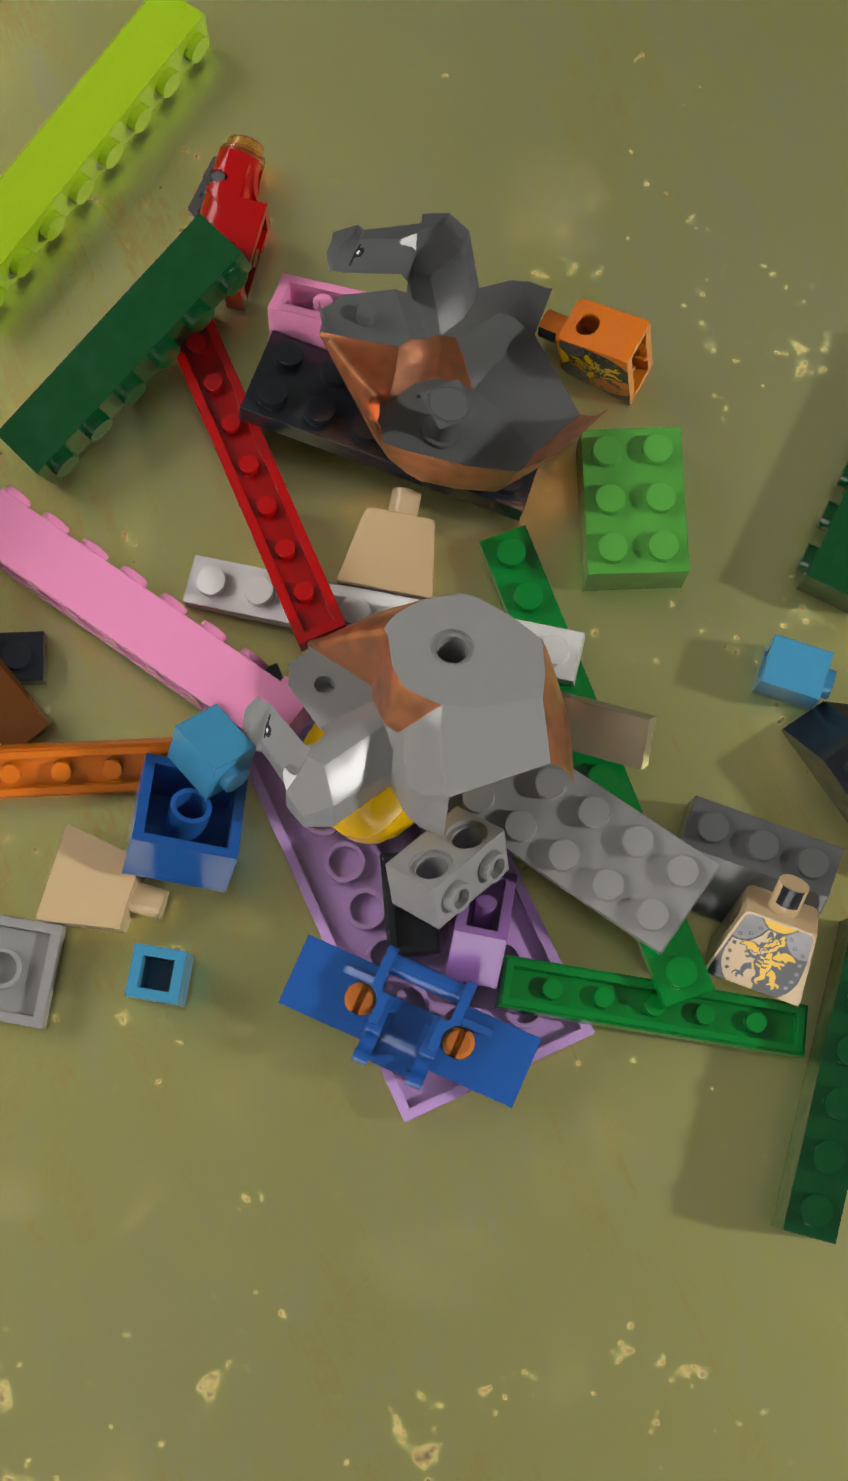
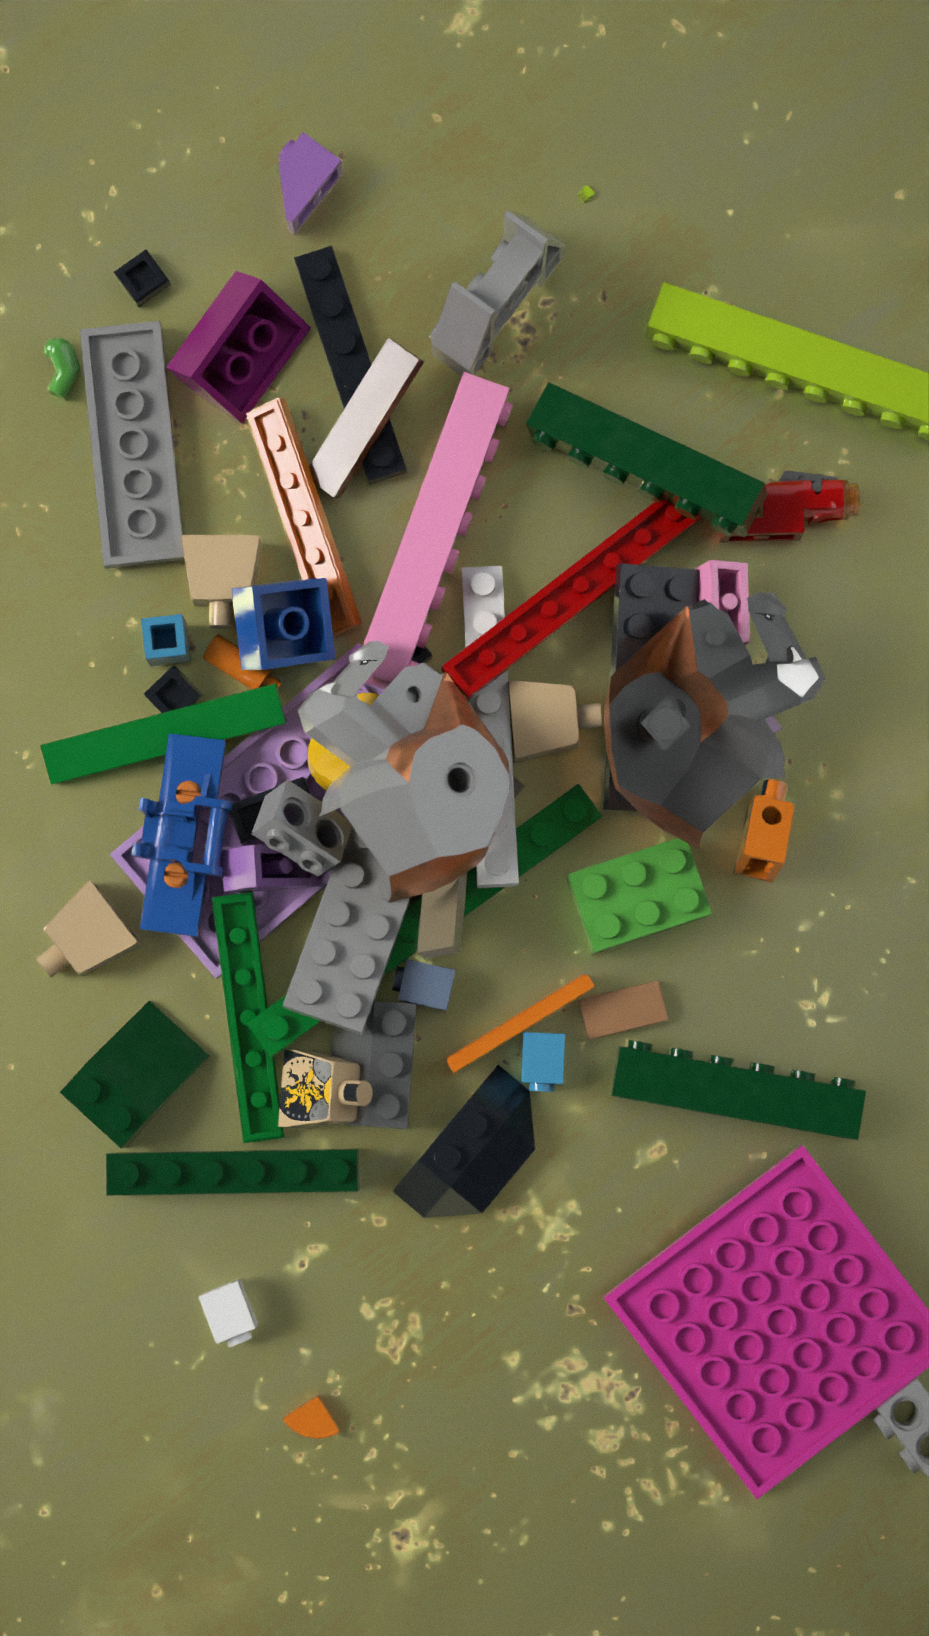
camera: 75 degrees right, 5 degrees up
(207, 906) = (226, 657): none -> orange cylinder
(211, 752) = (339, 626): dark azure brick -> none
(228, 987) = (172, 691): none -> black plate
(272, 1028) = (149, 735): none -> green tile
(496, 1180) = (86, 934): none -> tan torso
(670, 783) = (424, 984): none -> sand blue brick
(687, 1169) = (134, 1075): none -> dark green slope
(744, 687) = (520, 1023): none -> orange tile
(756, 568) = (623, 1010): none -> medium nougat tile

